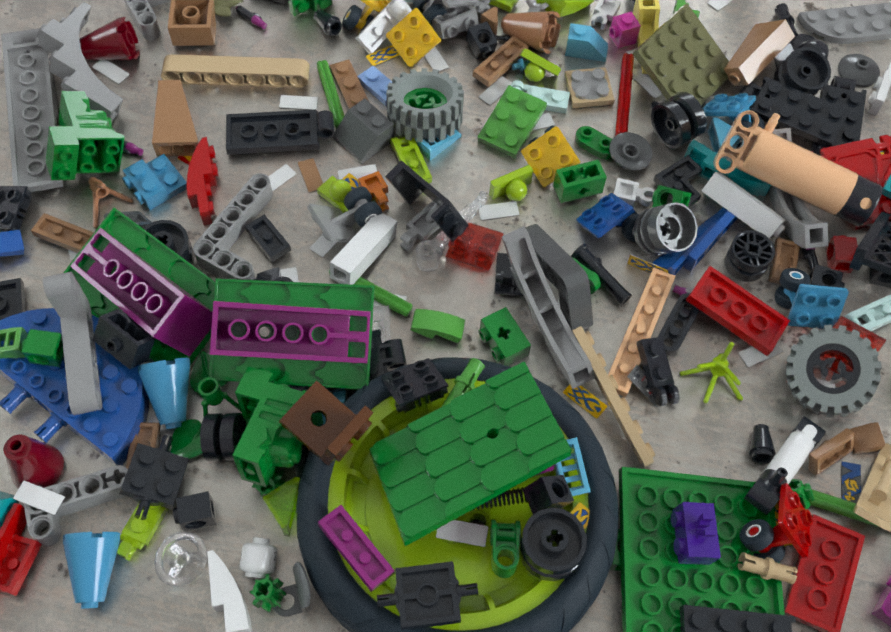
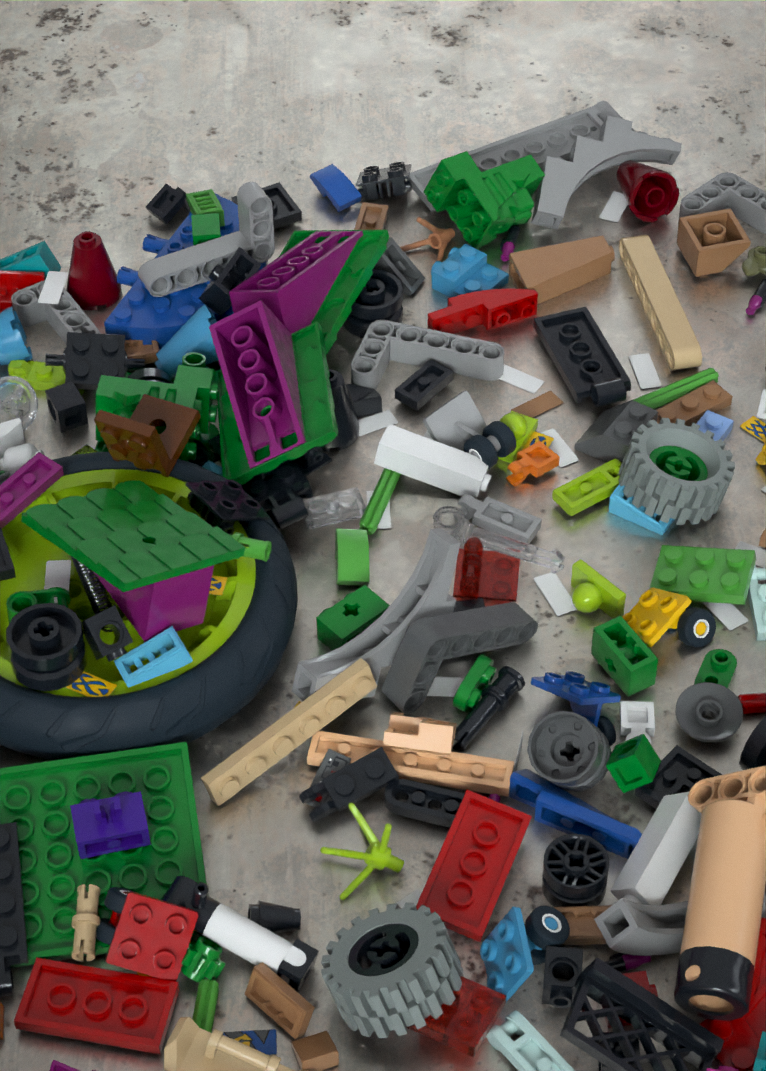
camera: 80 degrees right, 15 degrees down
(412, 185) = (514, 497): black panel -> none
(622, 316) = (420, 733): none -> light nougat slope

